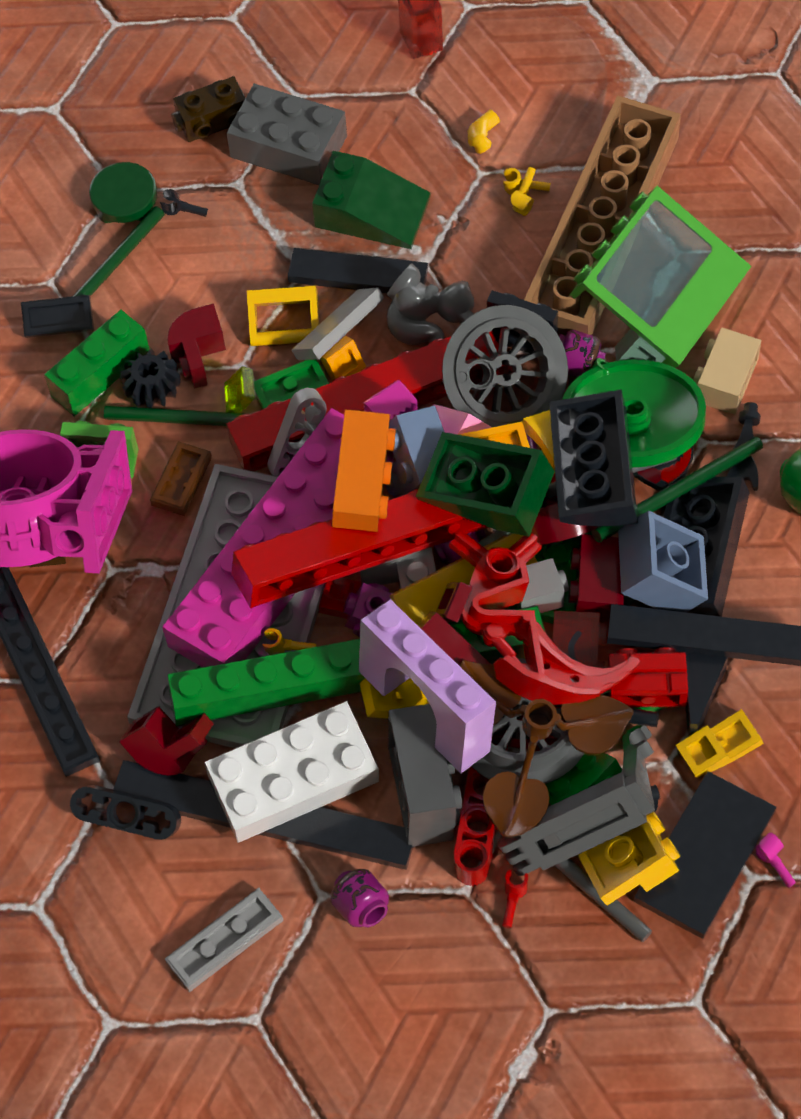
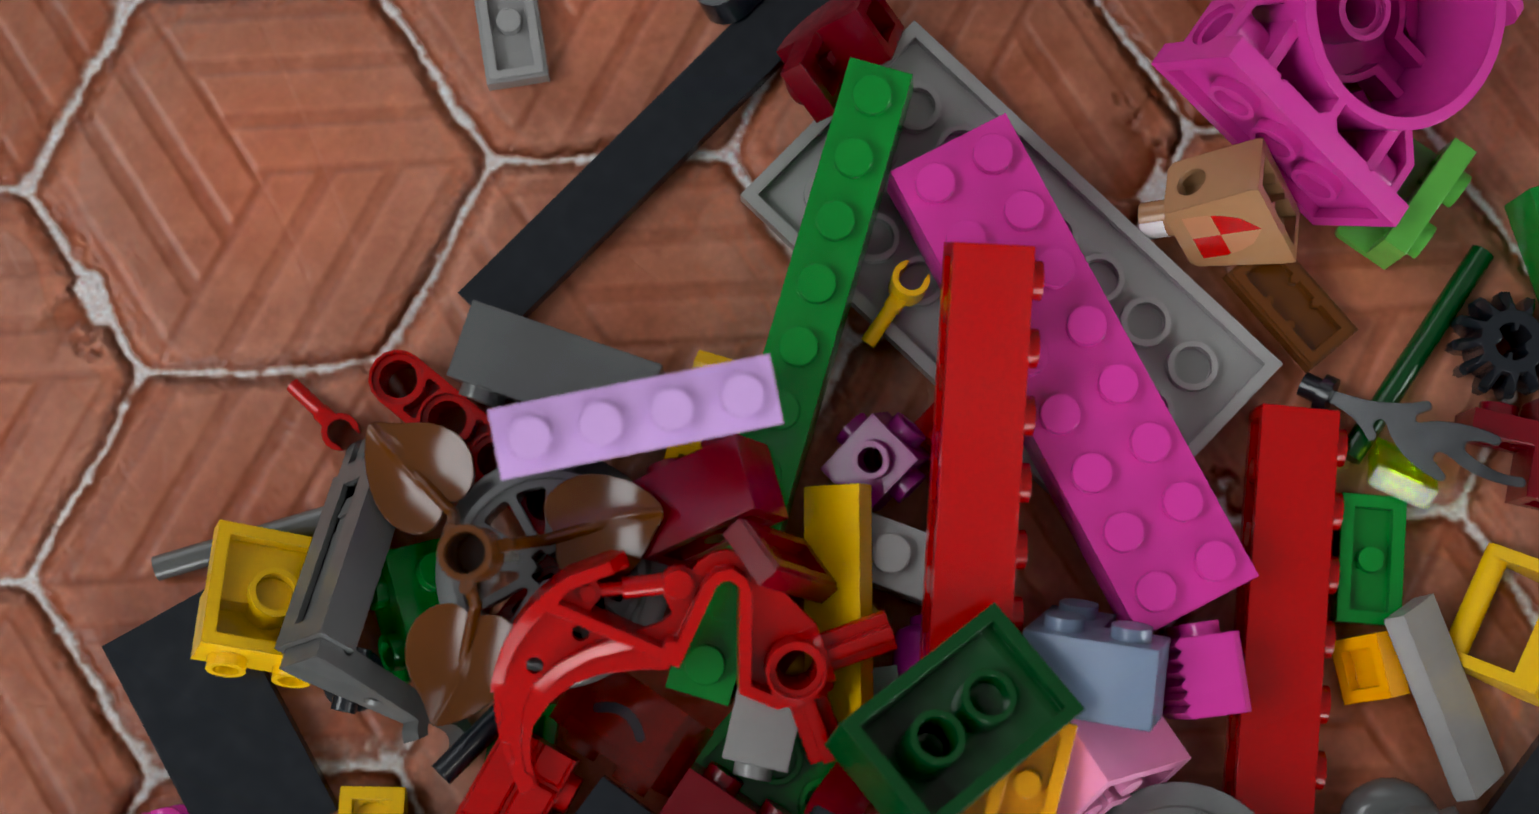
camera: 115 degrees right, 20 degrees up
(152, 520) = (1227, 208): none -> medium nougat torso
(220, 390) = (1414, 439): none -> black piece
(292, 771) = (674, 194): white brick -> none
(295, 421) = (1257, 508): light grey beam -> none
(360, 898) = (443, 199): magenta head -> none
(363, 470) = (1068, 527): orange wedge -> none

